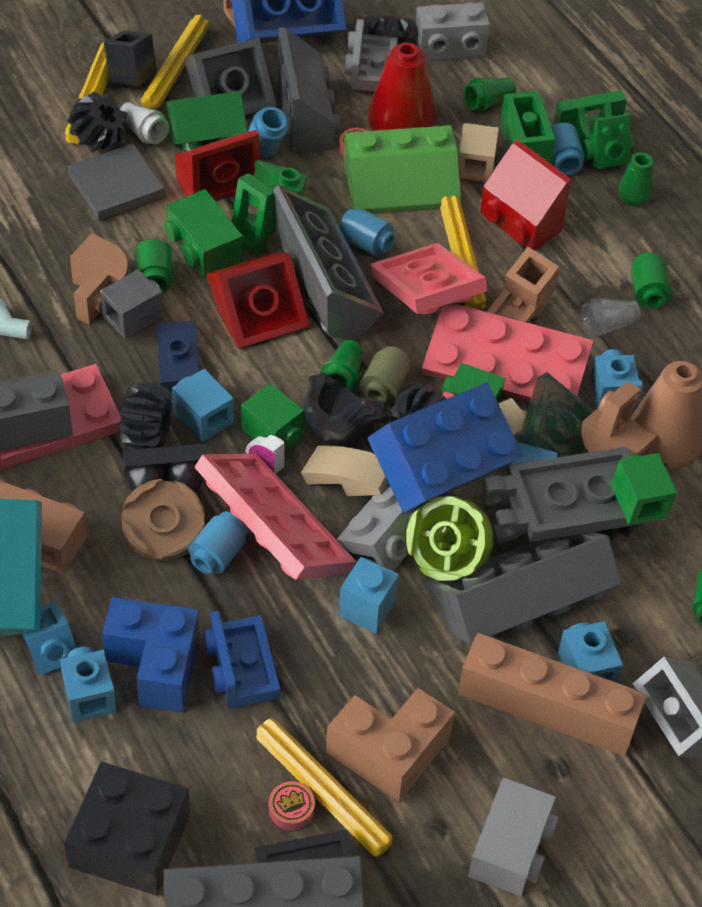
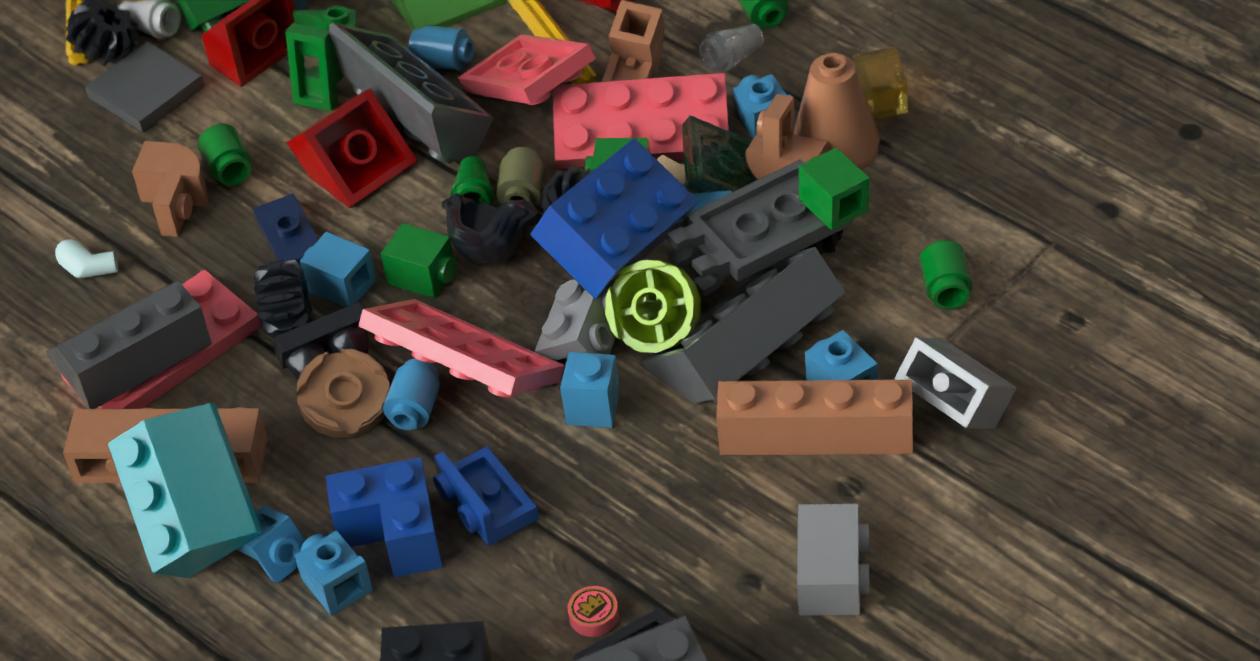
camera: 10 degrees left, 5 degrees down
(132, 303) = (218, 197): flat silver brick -> none
(203, 233) = (266, 103): green brick -> none
(269, 450) = (427, 289): tile -> none
(324, 787) = (621, 582): yellow axle -> none
(352, 468) = (528, 278): tan slope -> none
(390, 750) = (671, 523): nougat brick -> none

